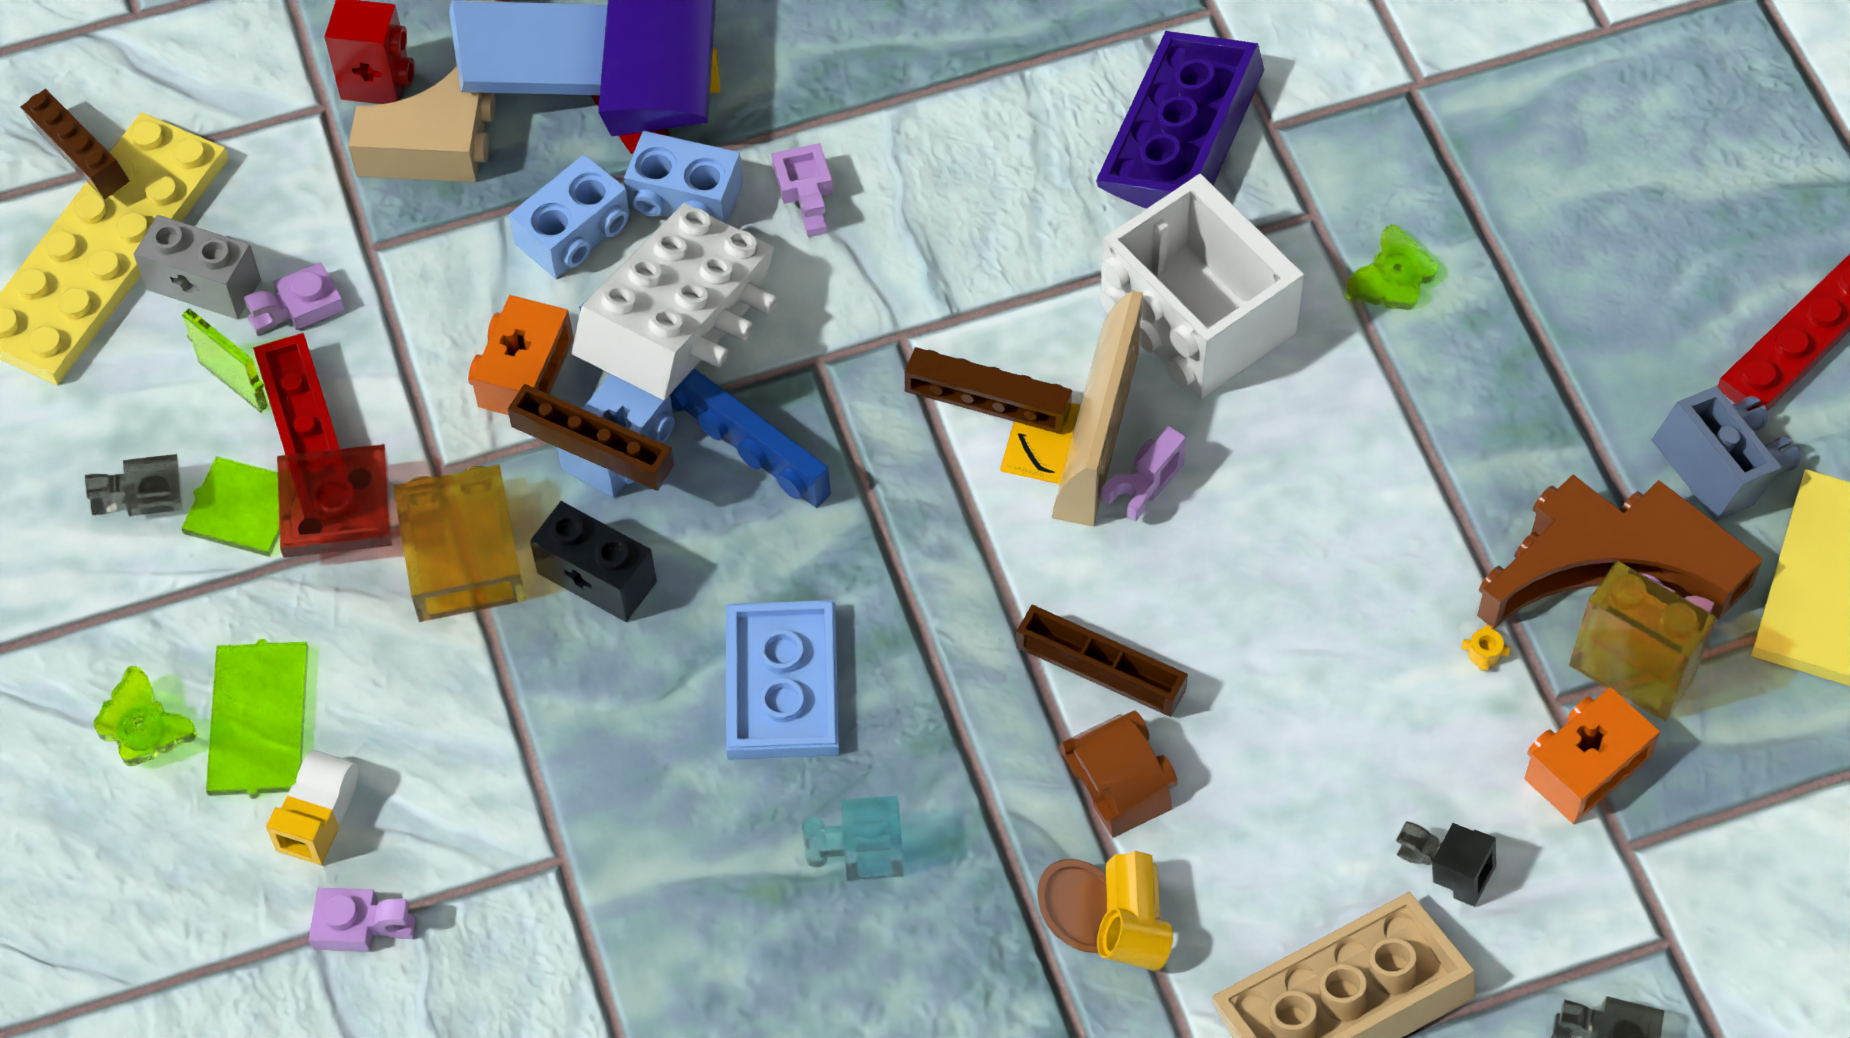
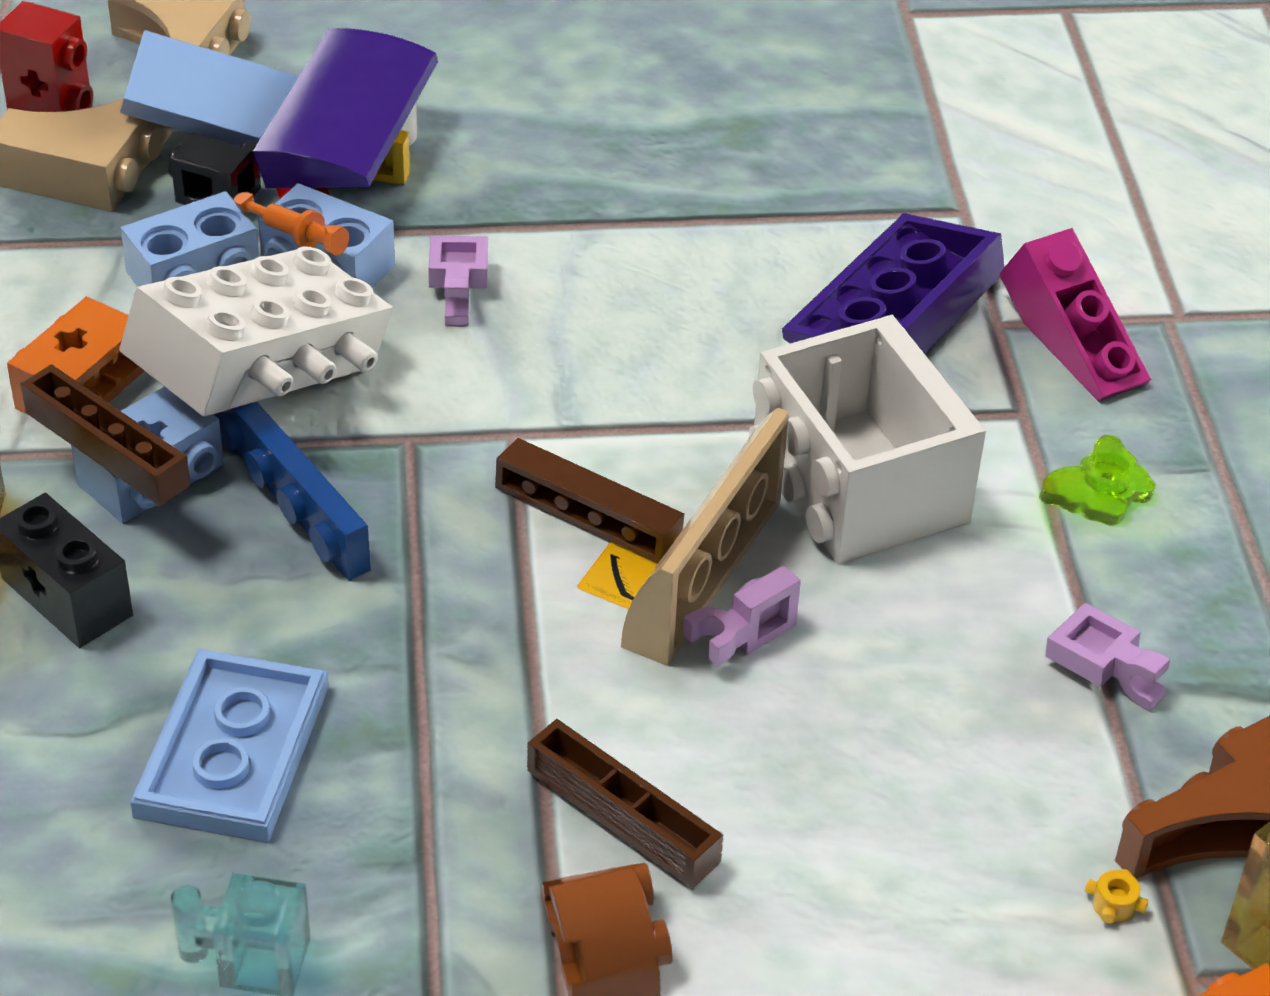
camera: 10 degrees right, 15 degrees down
(556, 128) = (212, 166): none -> black brick
(673, 184) = (306, 228): none -> orange piece
(1336, 112) = (1072, 314): none -> dark pink slope
(1431, 433) = (1105, 647): none -> lavender plate

